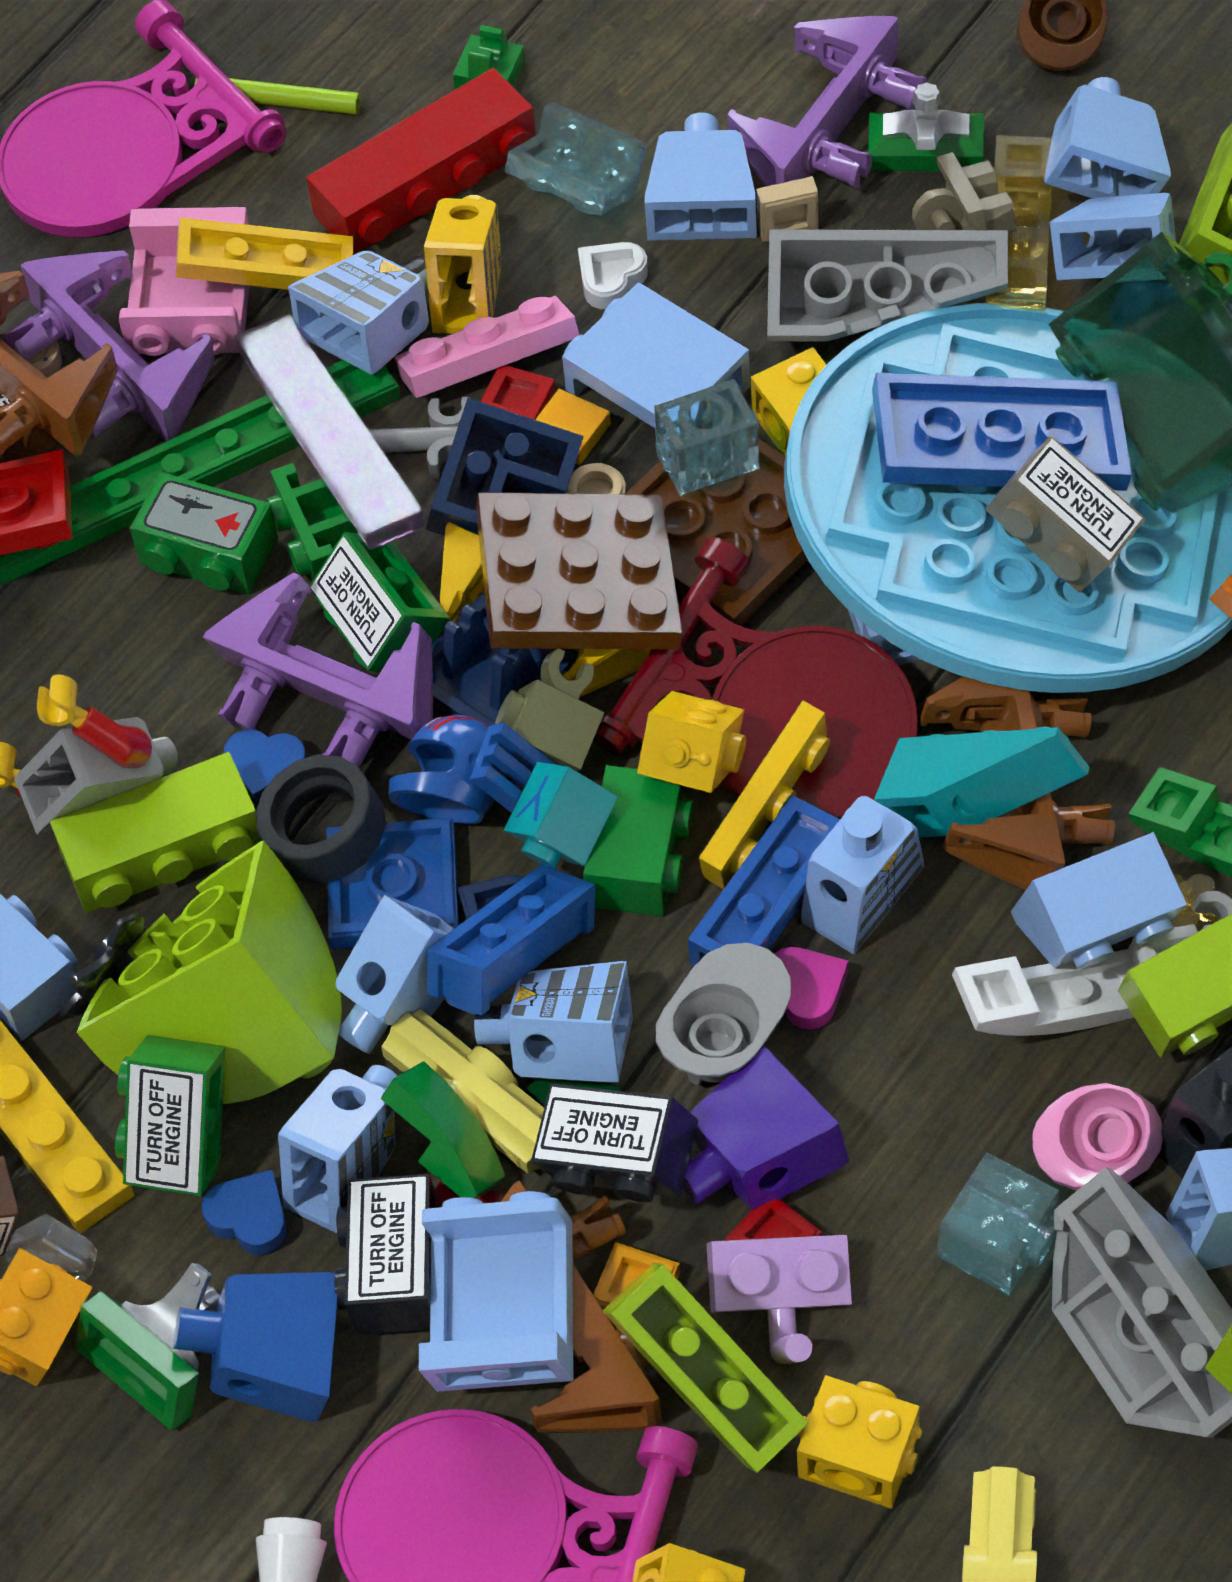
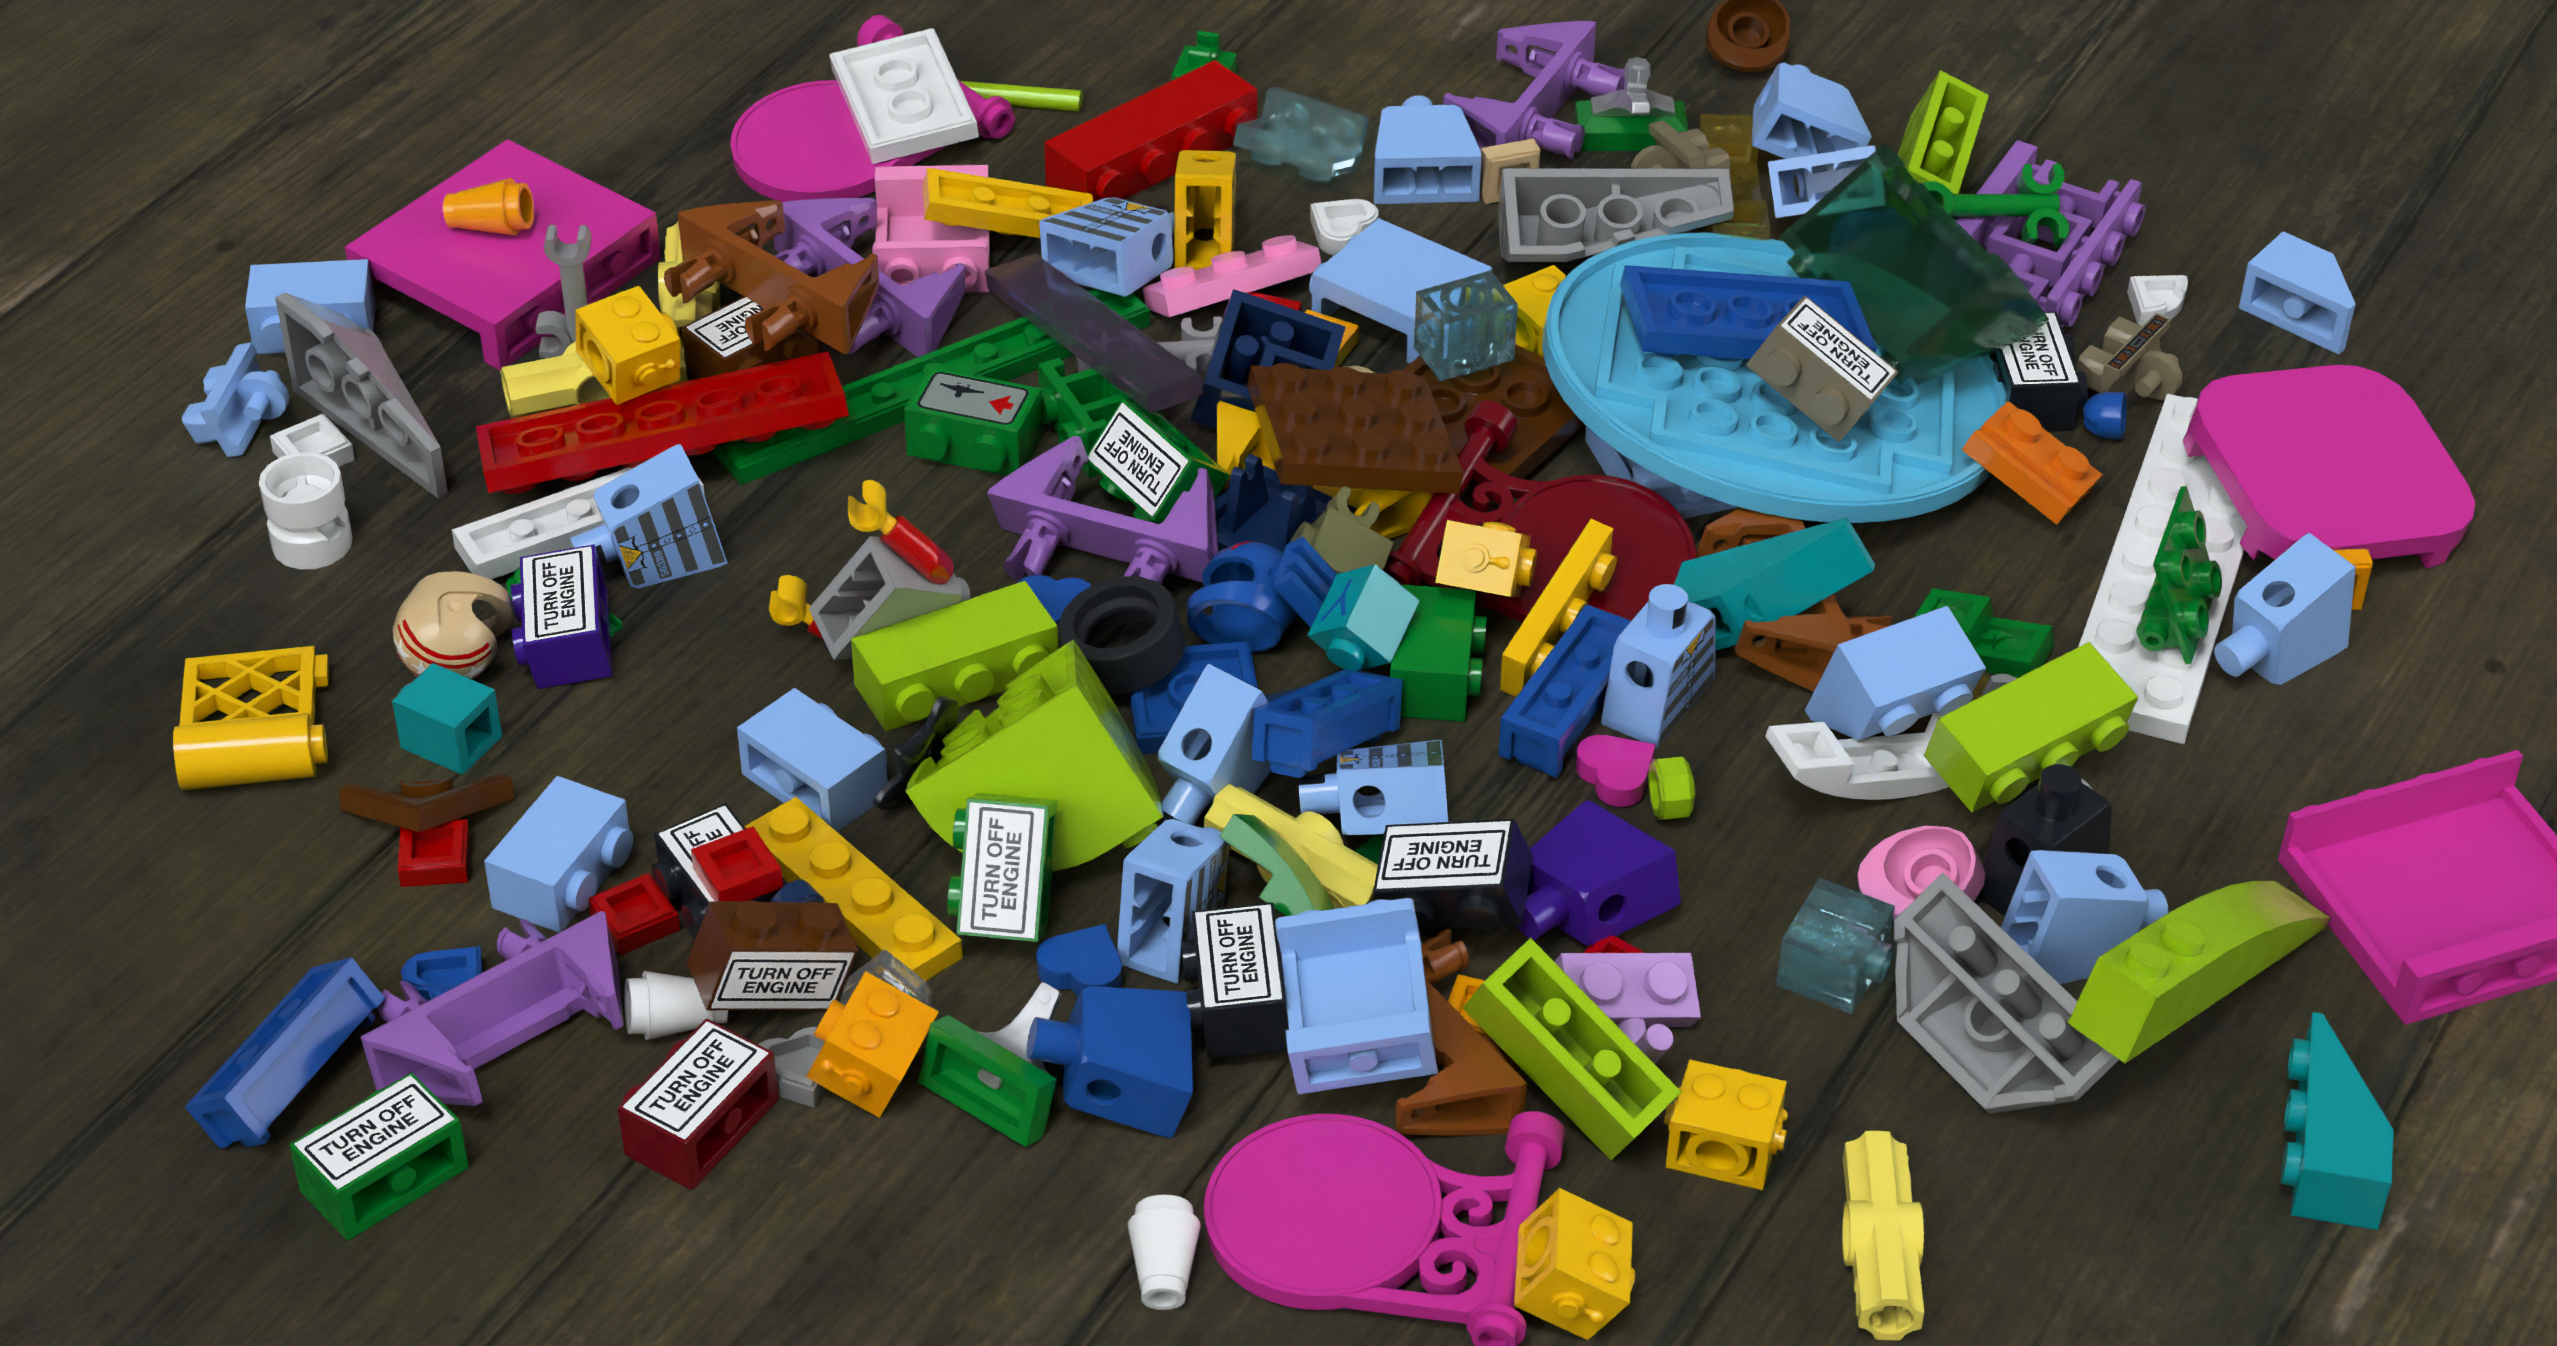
camera: 10 degrees left, 15 degrees down
(172, 107) = (903, 96): none -> white tile
(724, 1012) = (1545, 774): light grey piece -> none
(857, 1018) = (1671, 788): none -> lime tile

